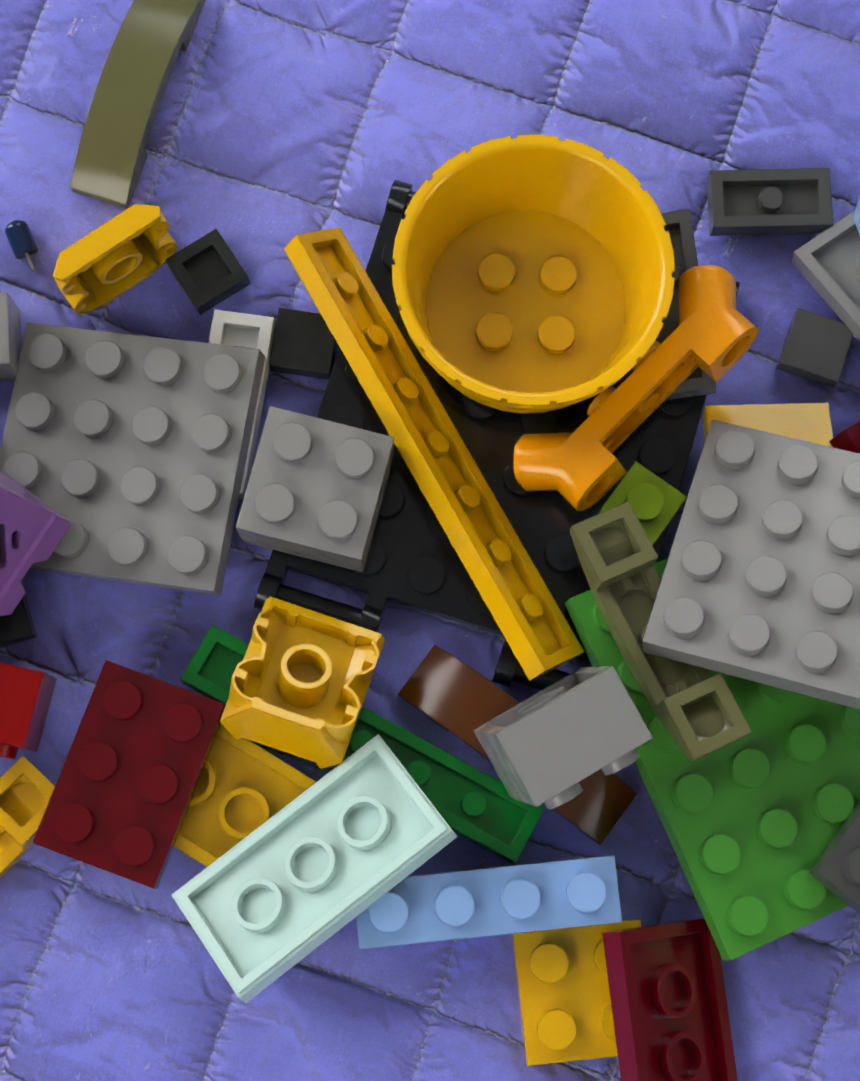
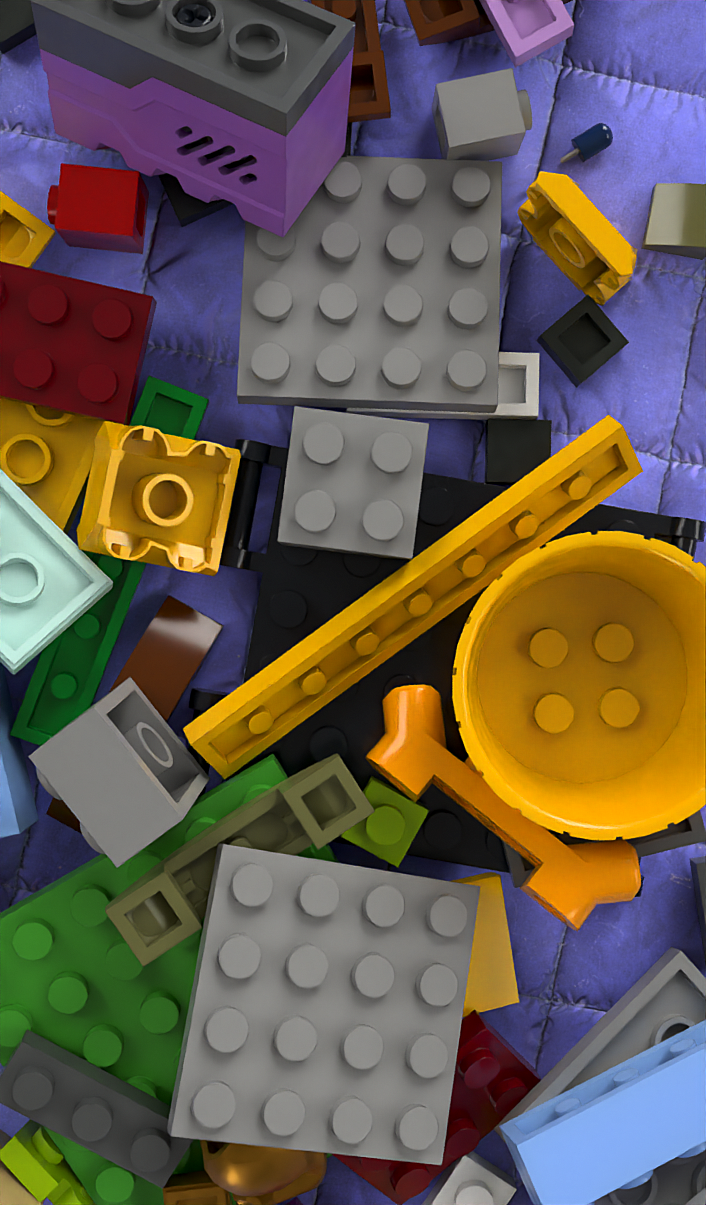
camera: 85 degrees right, 10 degrees up
(815, 348) = (581, 980): dark grey tile -> none

